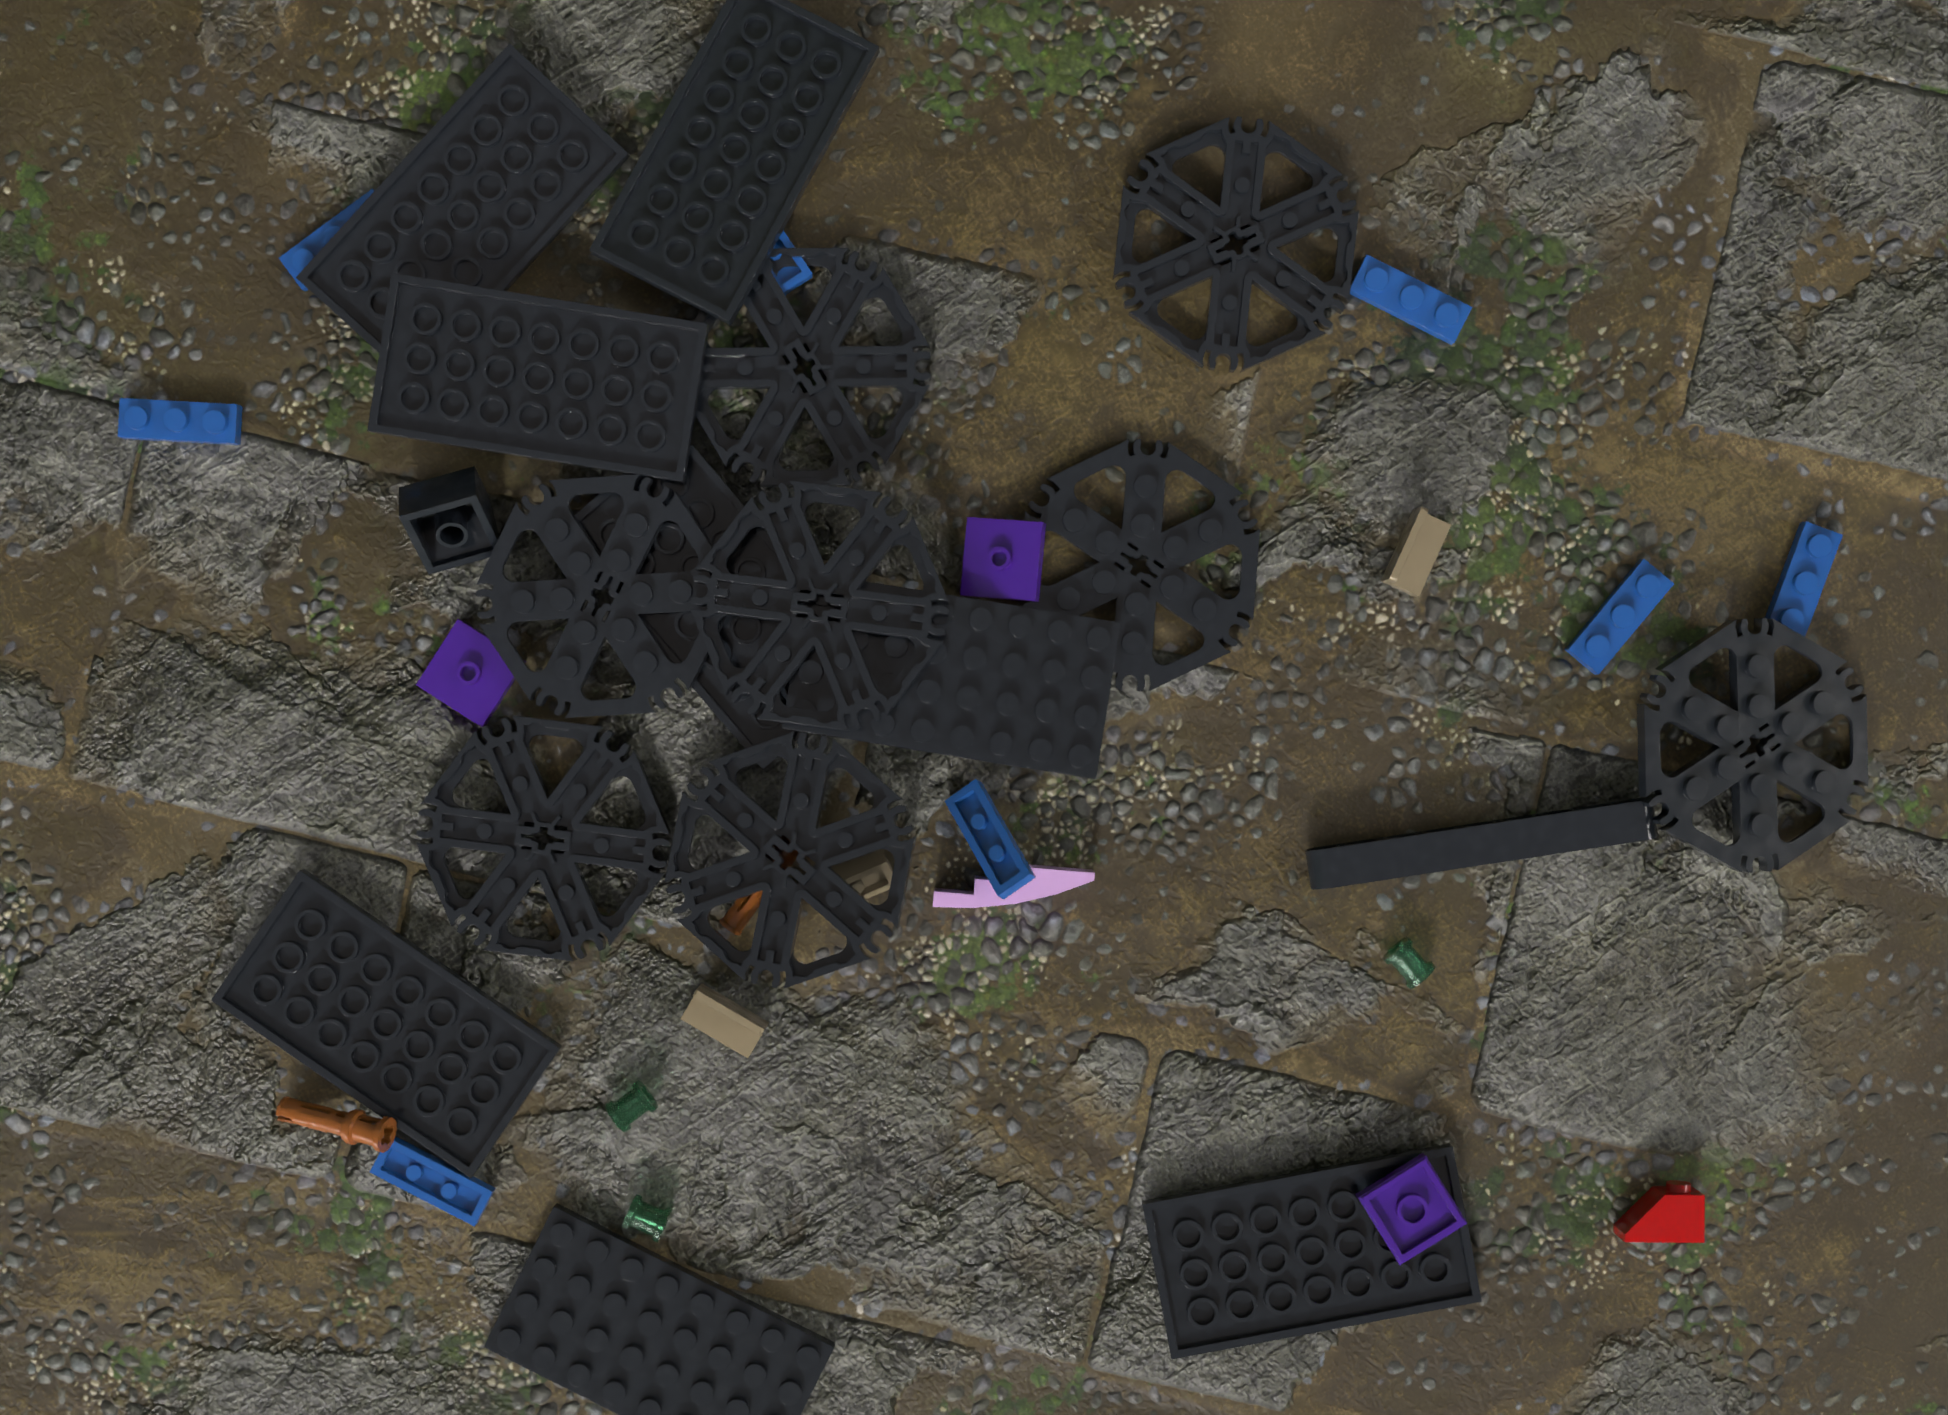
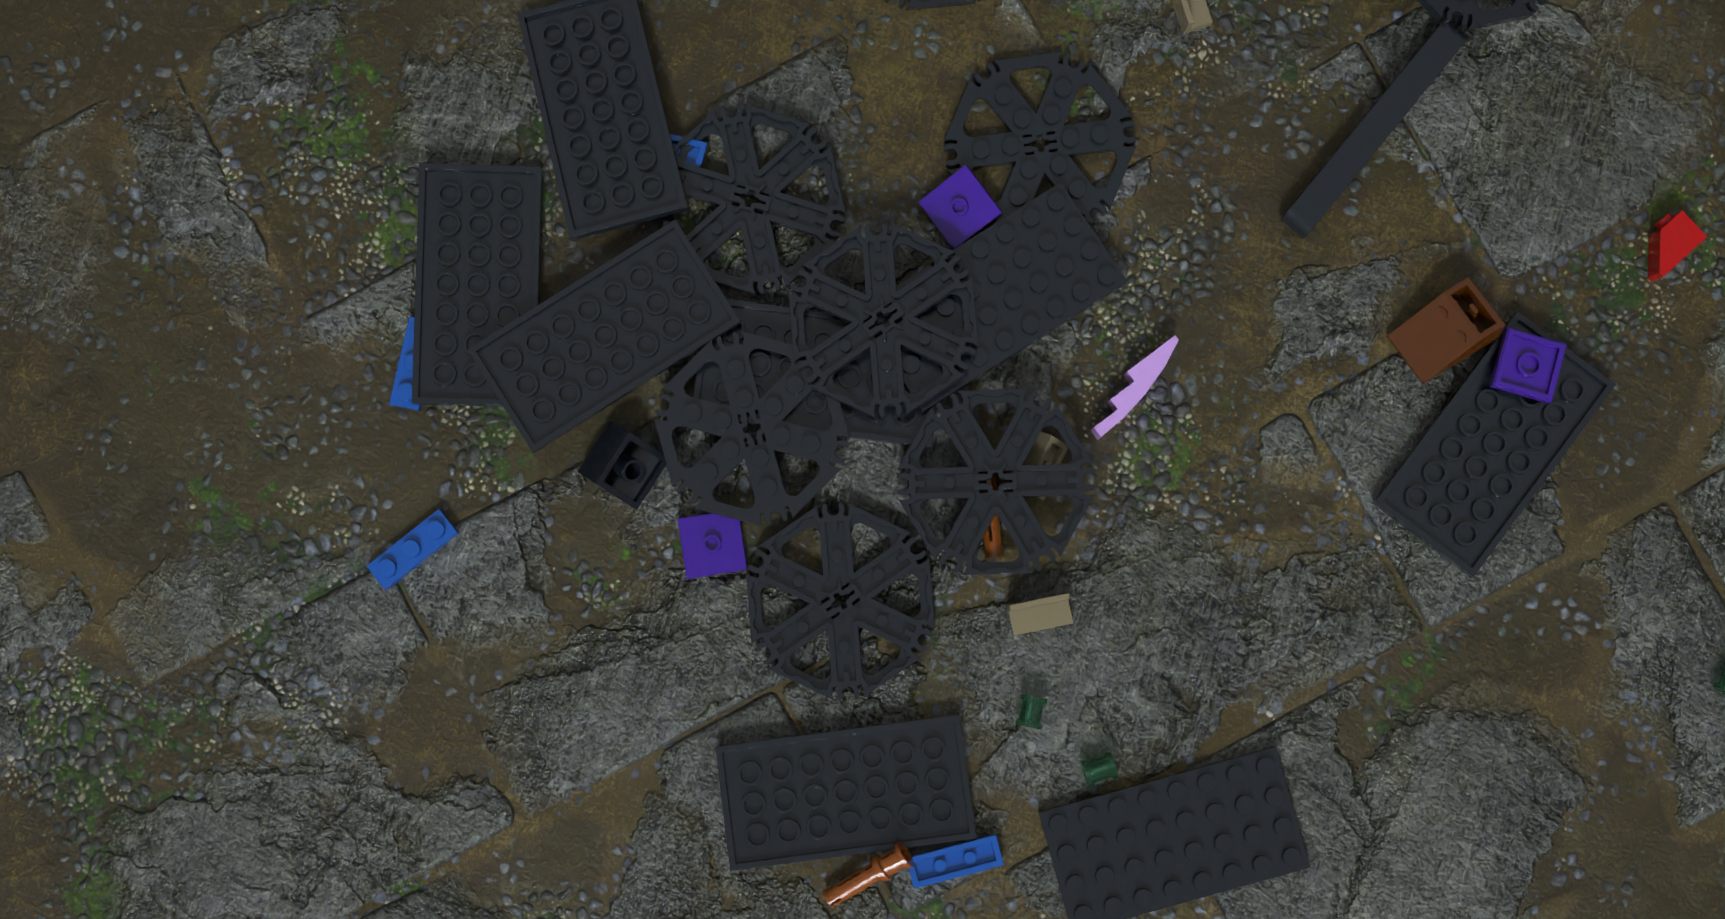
camera: 40 degrees left, 5 degrees down
(990, 839) = (1098, 369): blue plate -> none
(1363, 1104) = (1447, 331): none -> reddish brown slope
(1409, 962) = (1396, 230): clear green bush -> none

